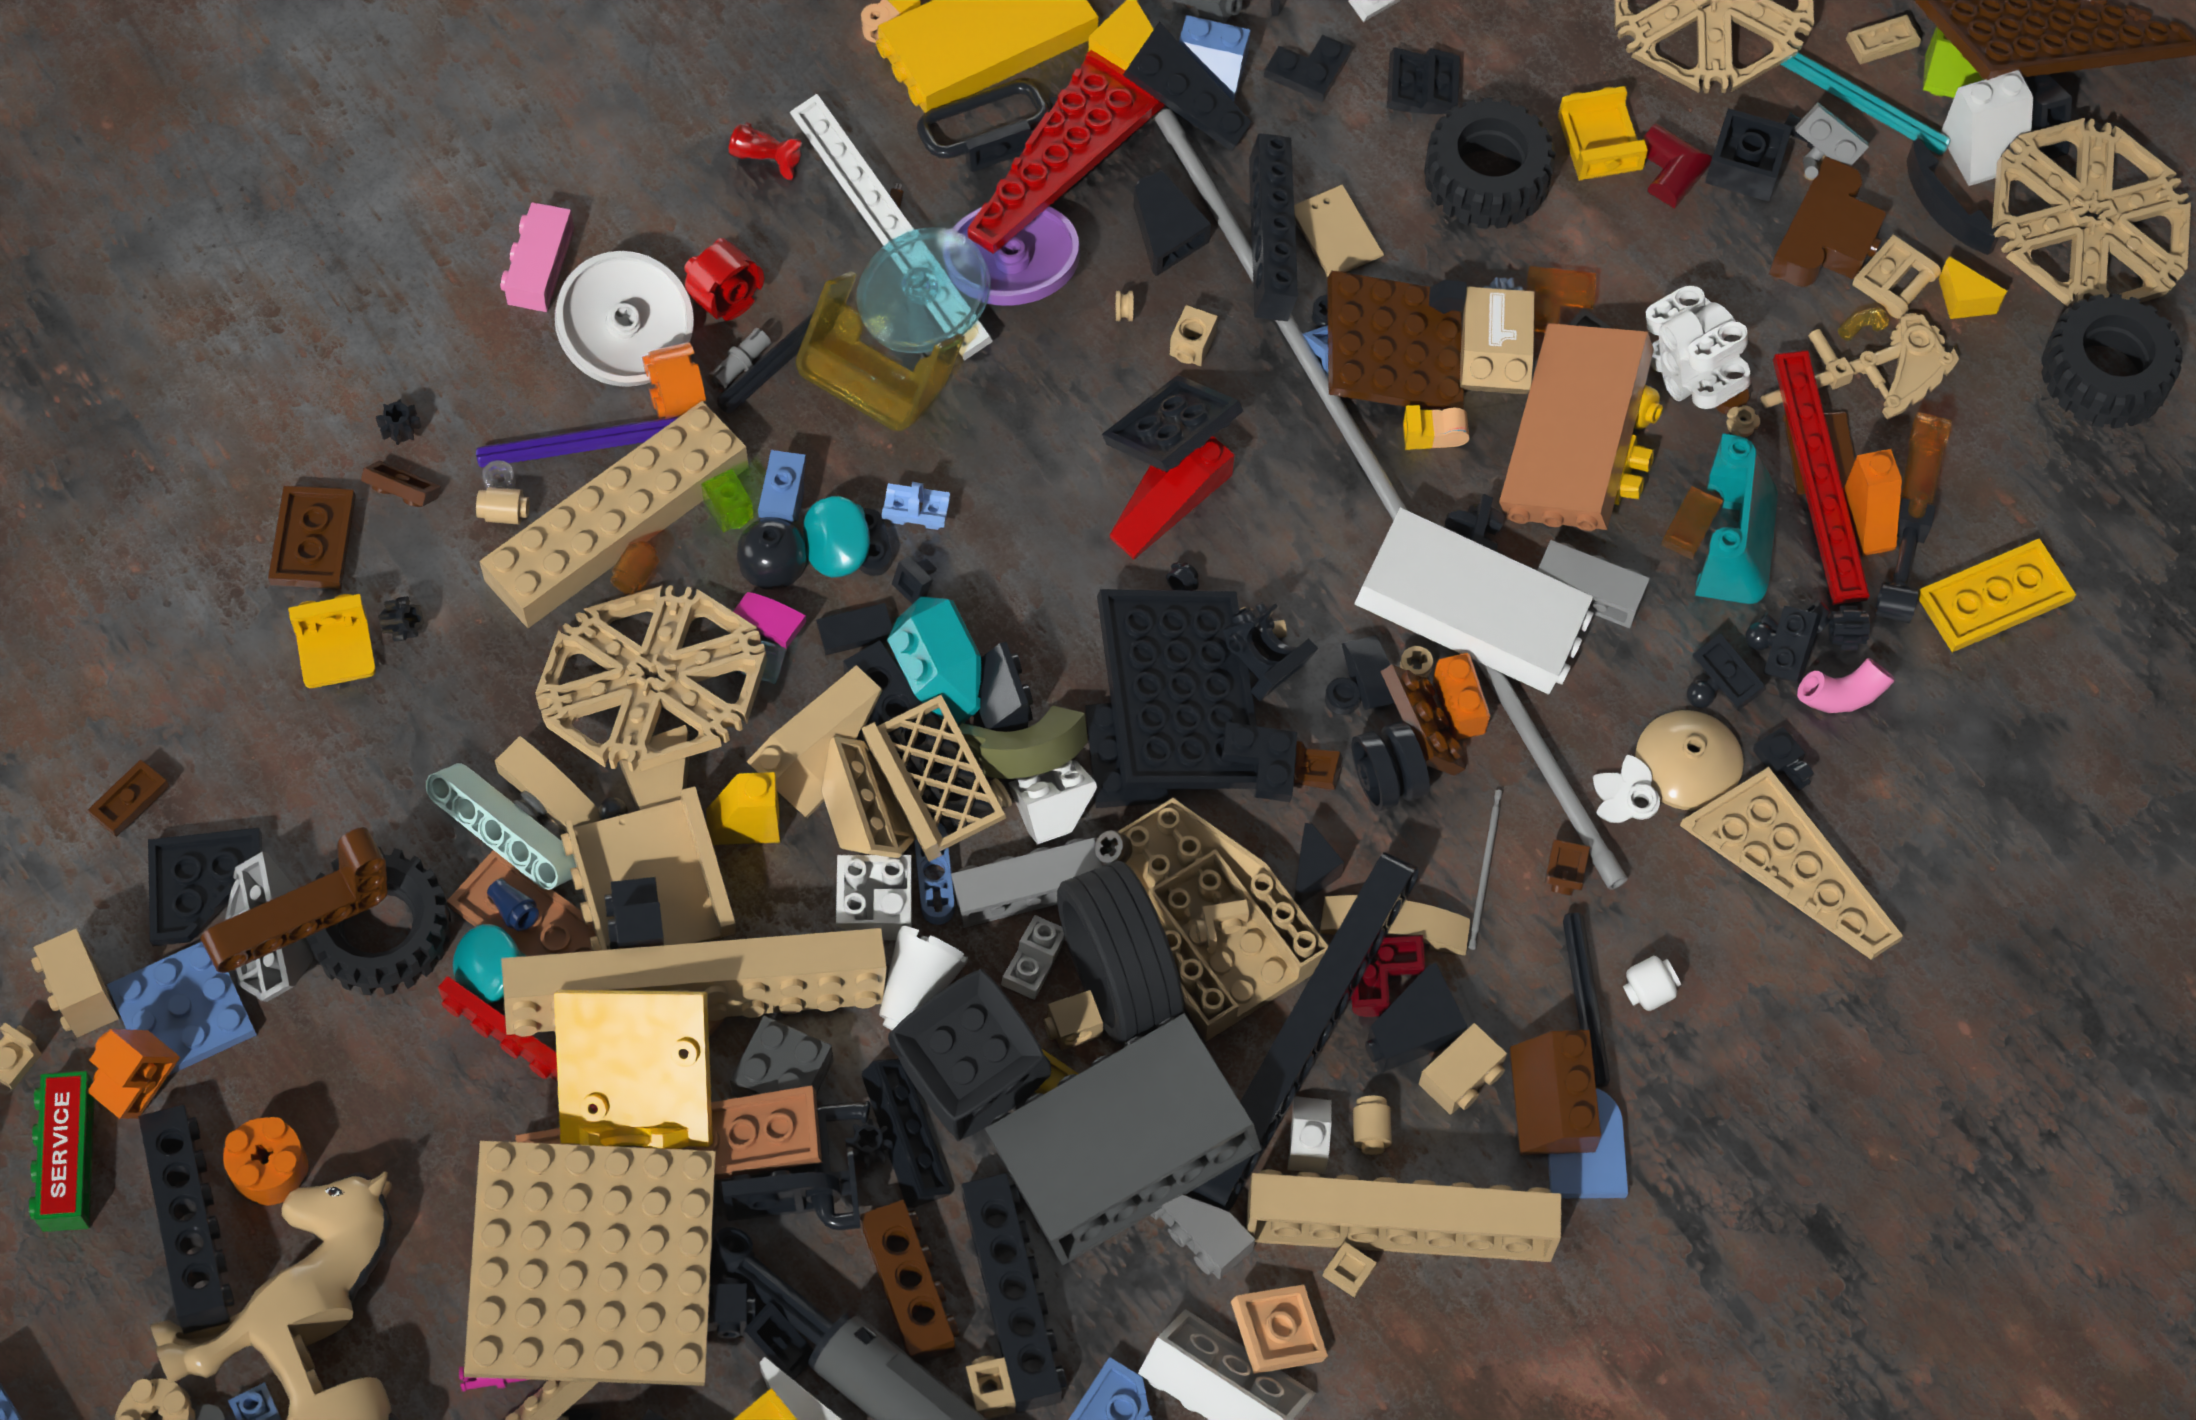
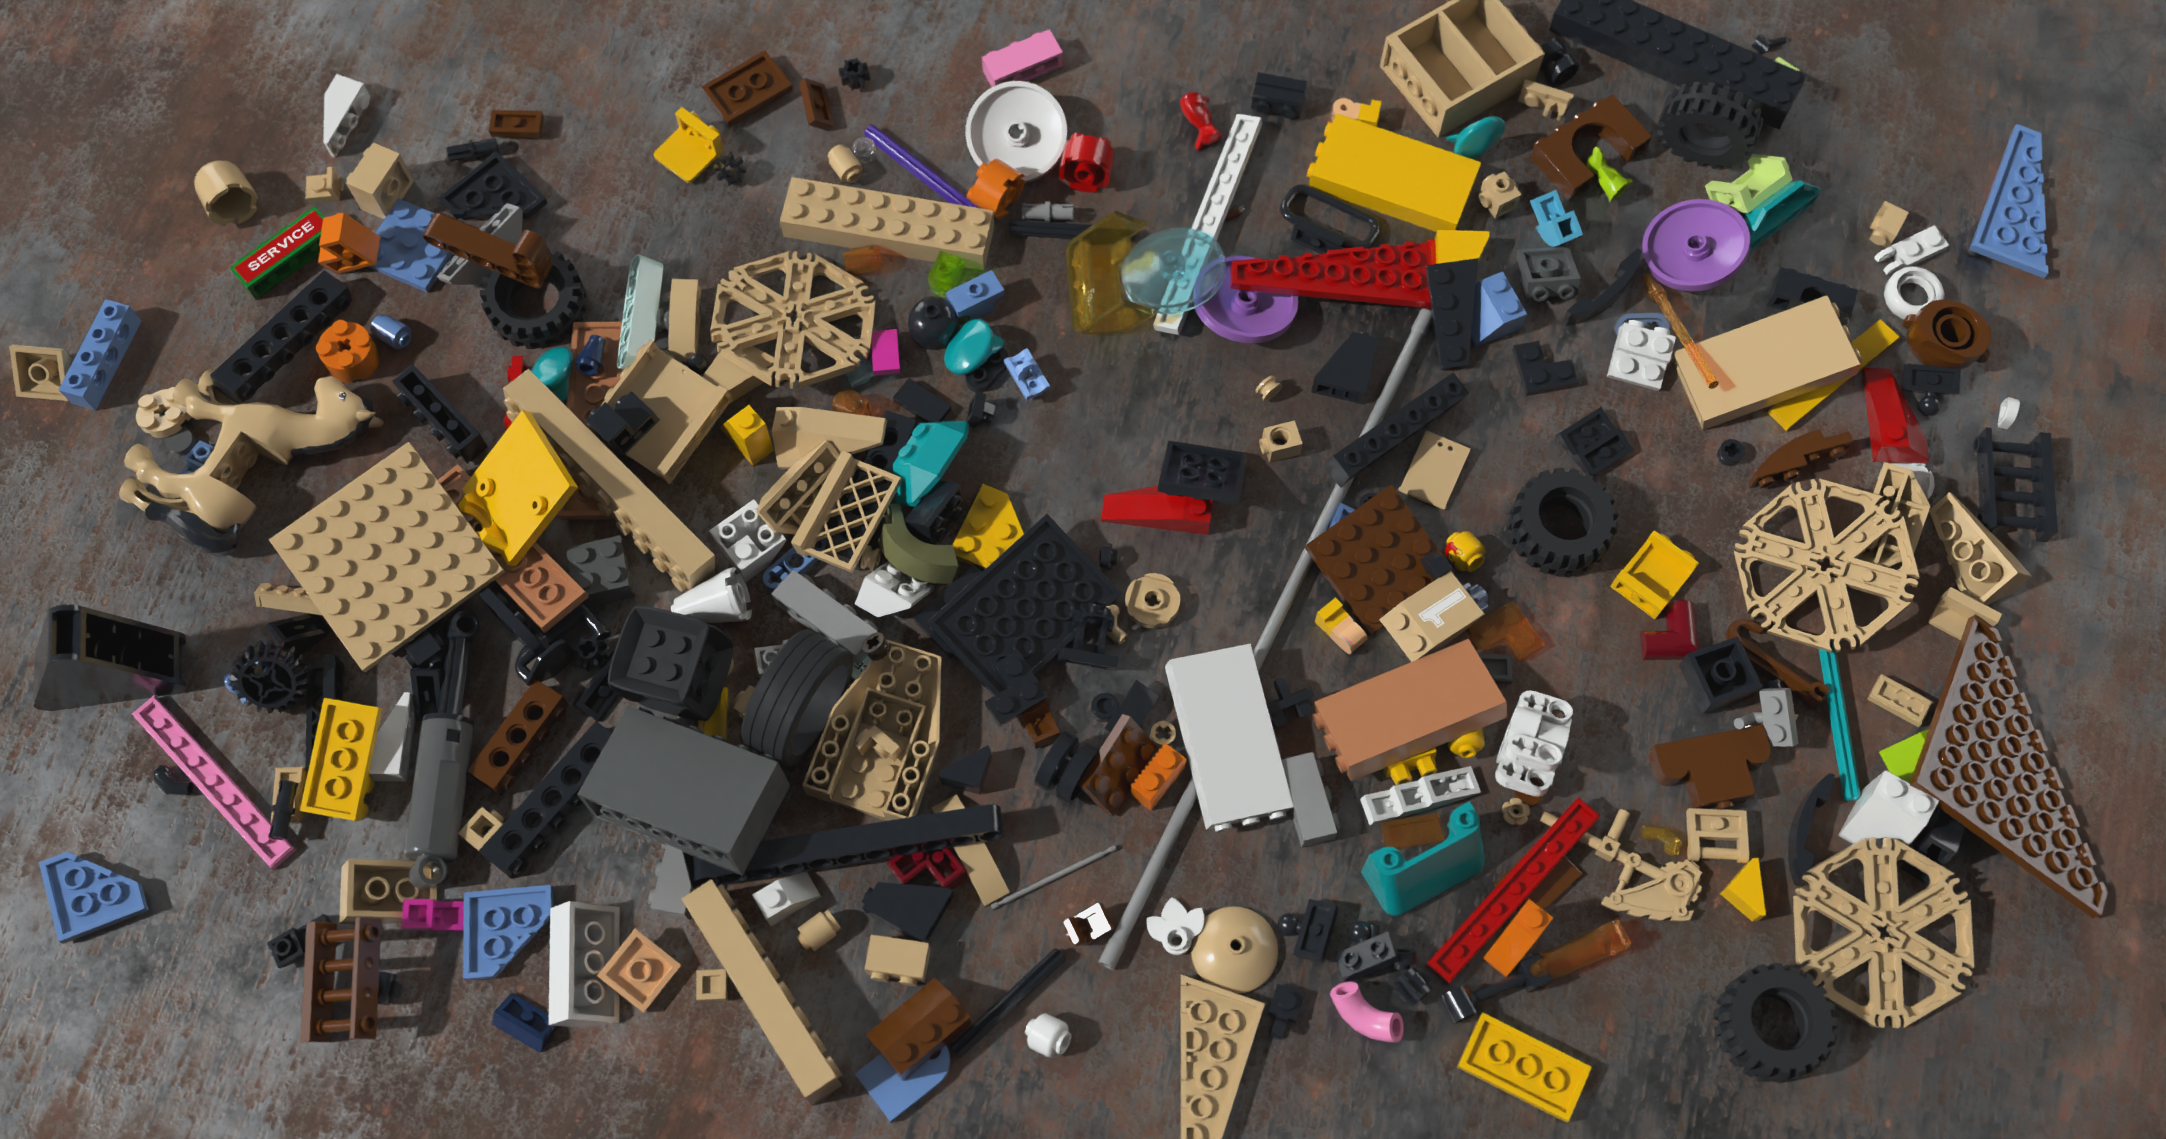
camera: 55 degrees right, 5 degrees up
(117, 865) = (472, 149): none -> black axle
(279, 1099) = (391, 331): none -> medium blue brick
(439, 1112) = (440, 414): none -> black brick
(800, 691) = (851, 402): none -> clear orange head
(803, 62) = (1278, 95): none -> black brick
(1060, 665) = (987, 529): none -> yellow plate
(1272, 589) = (1156, 615): none -> tan plate
(1446, 263) = (1465, 551): none -> yellow head
(1662, 487) = (1420, 795): none -> white slope
(1773, 109) = (1811, 693): none -> reddish brown piece

